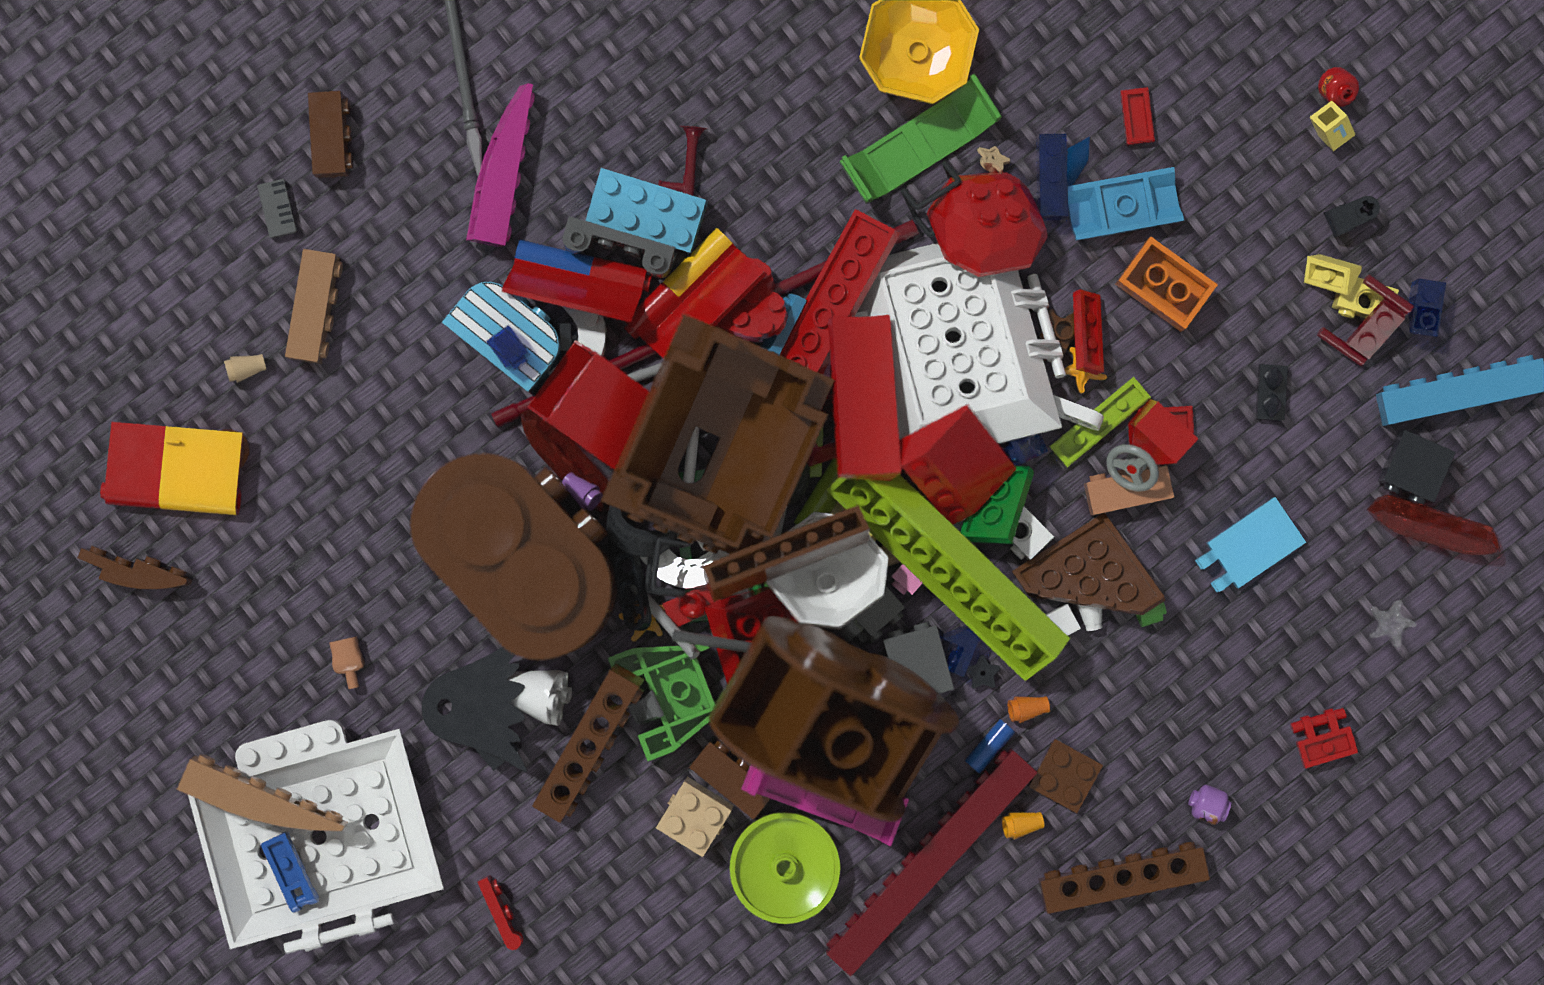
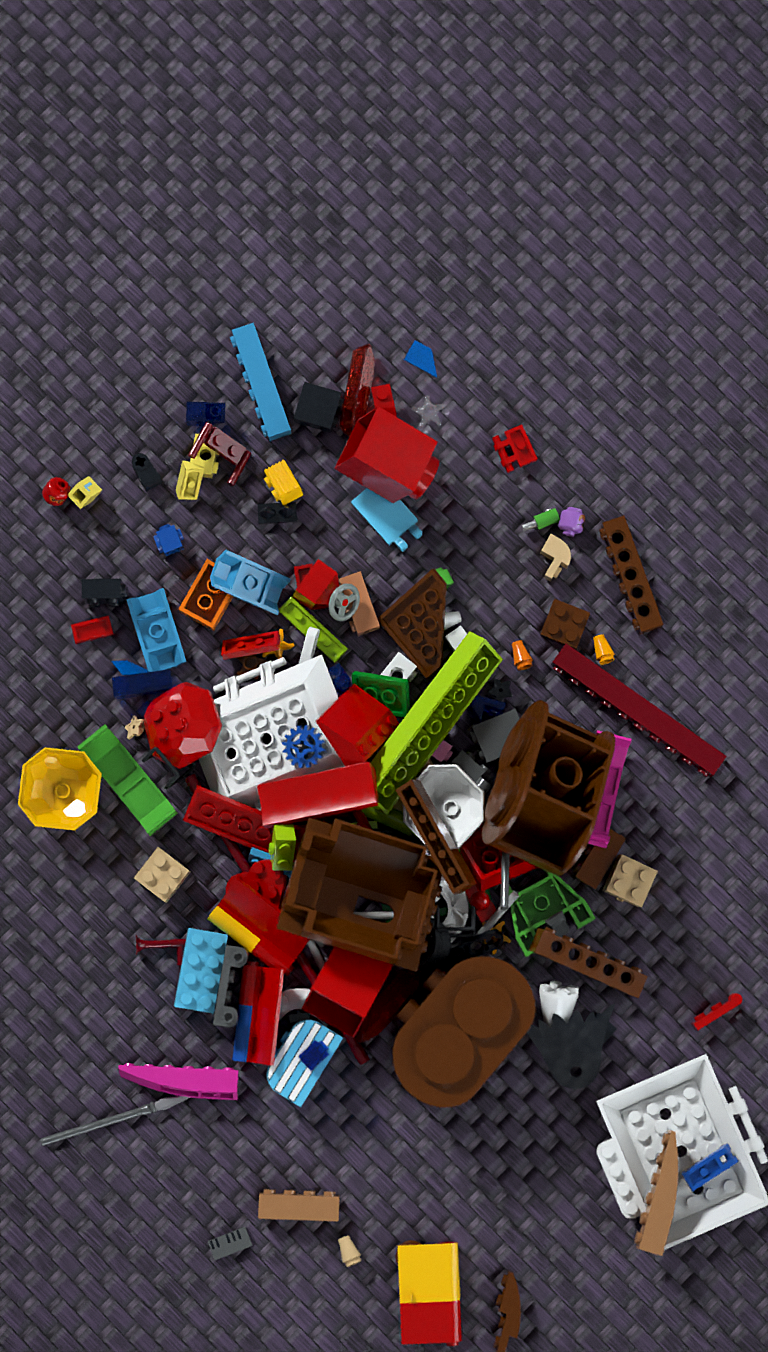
camera: 105 degrees left, 5 degrees down
(329, 134) = (171, 1210): reddish brown brick -> none
(347, 659) = (551, 1147): nougat piece -> none
(583, 492) = (409, 989): medium lavender cone -> none
(784, 173) = (162, 874): none -> tan brick
(784, 868) = (657, 812): lime dish -> none
(799, 340) = (282, 847): none -> lime brick
(925, 380) = (303, 754): none -> blue gear
(989, 746) = (551, 679): blue piece -> none
(1165, 781) = (559, 553): none -> tan brick
(1178, 338) = (248, 581): none -> dark azure piece
(1188, 136) = (104, 592): none -> black brick
(1216, 764) = (543, 520): none -> bright green piece
(1251, 236) = (169, 540): none -> blue brick
(1313, 405) = (283, 483): none -> yellow brick
(1332, 557) = (389, 456): none -> red container
(1406, 561) = (383, 398): none -> red brick
(1471, 623) = (421, 357): none -> clear blue sticker

